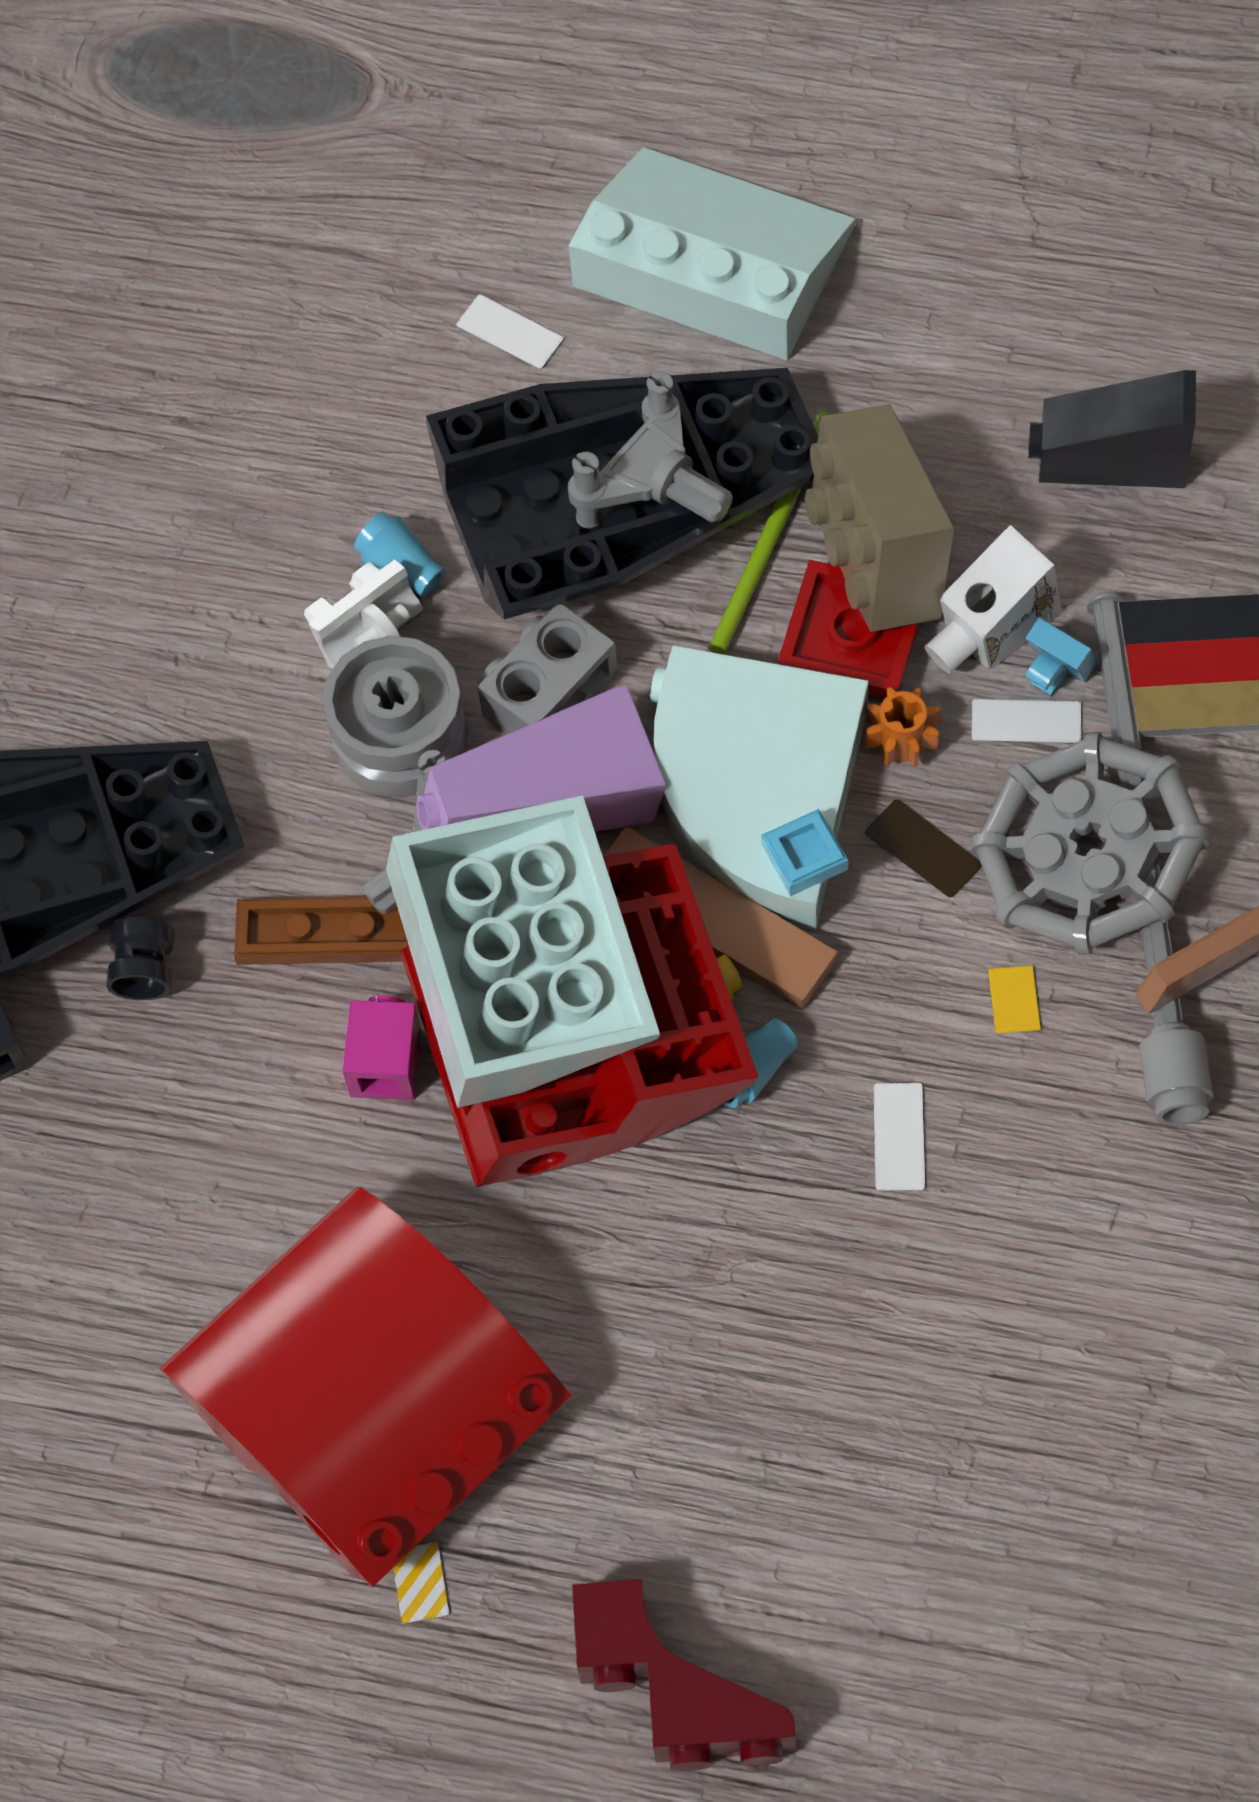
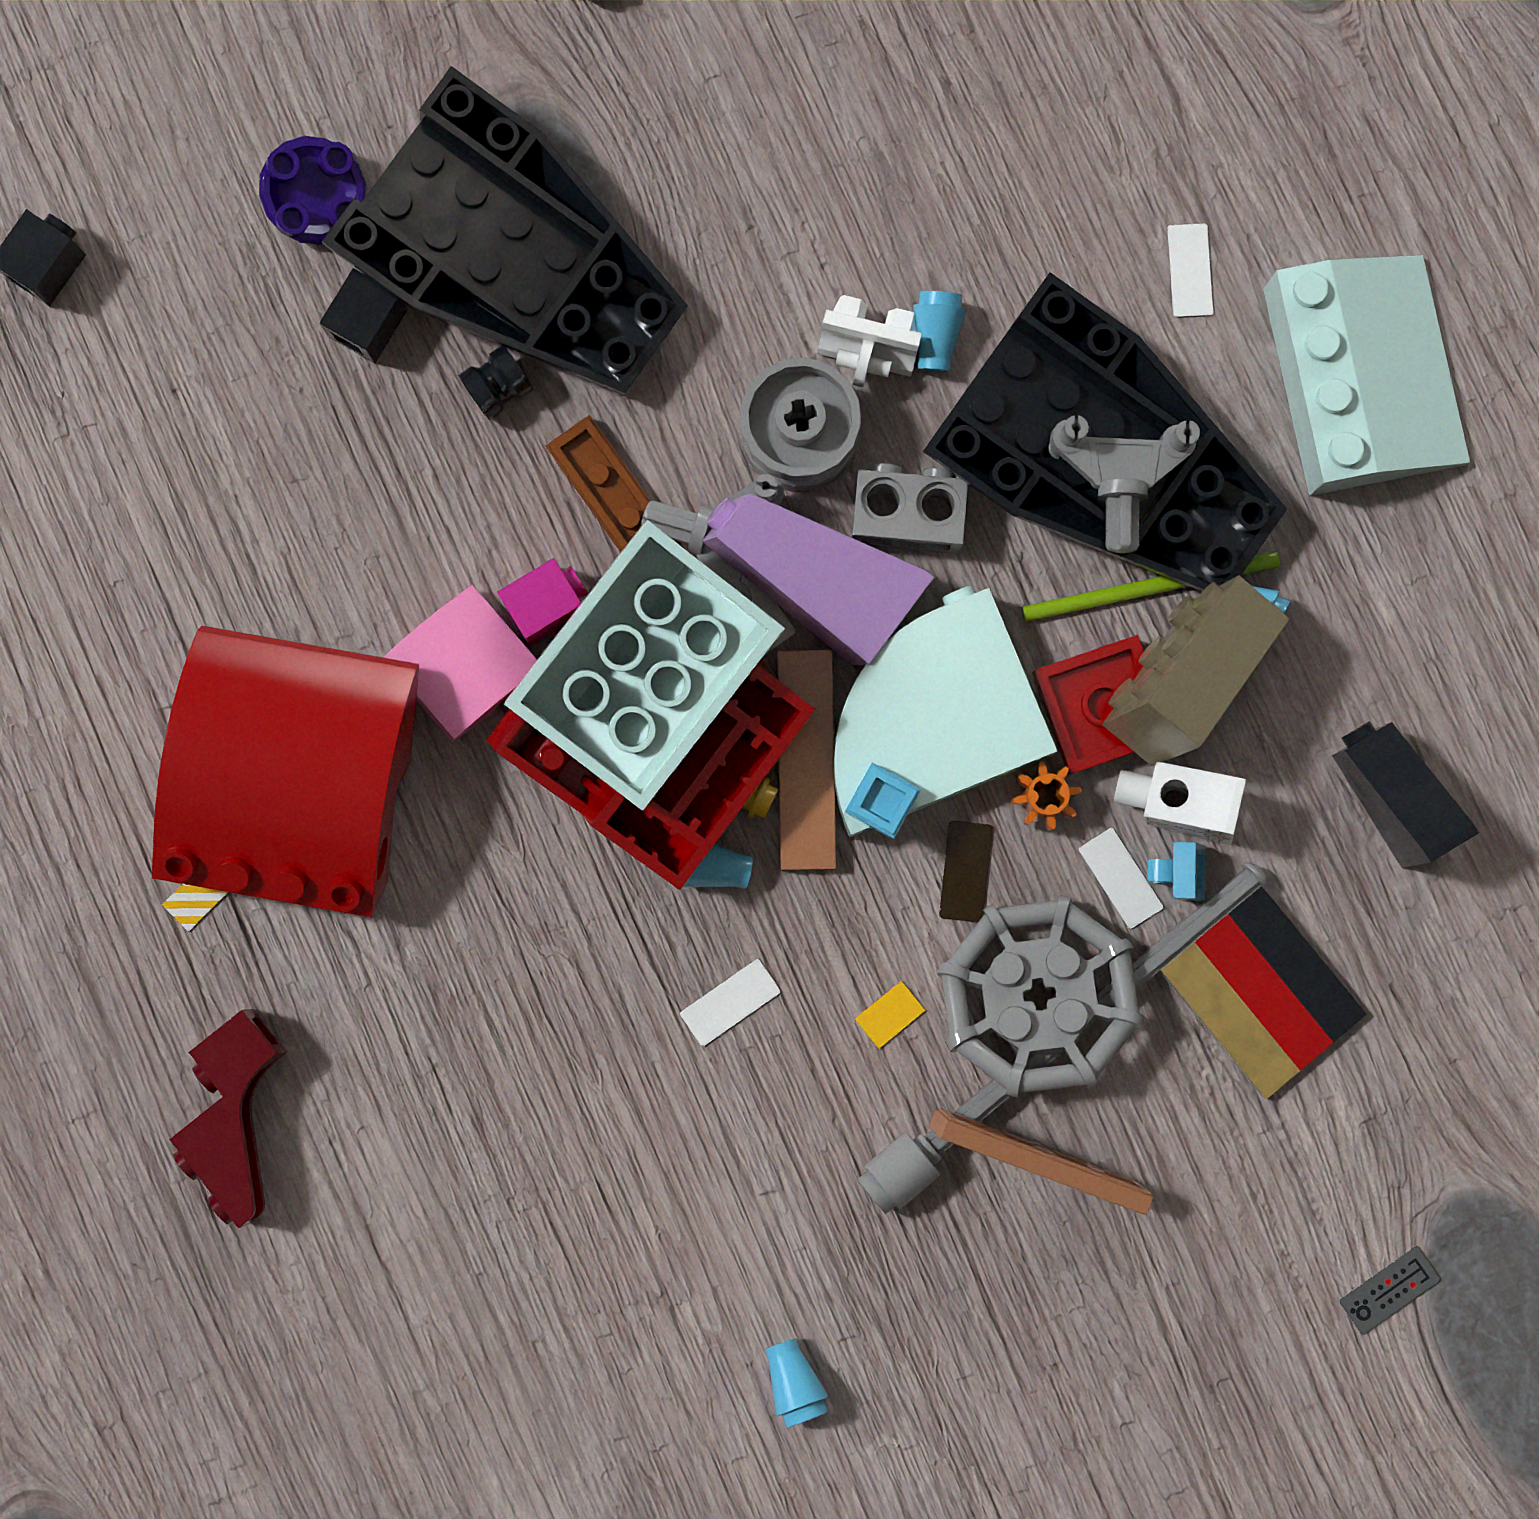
camera: 50 degrees right, 20 degrees up
(390, 1150) = (465, 662): none -> bright pink slope

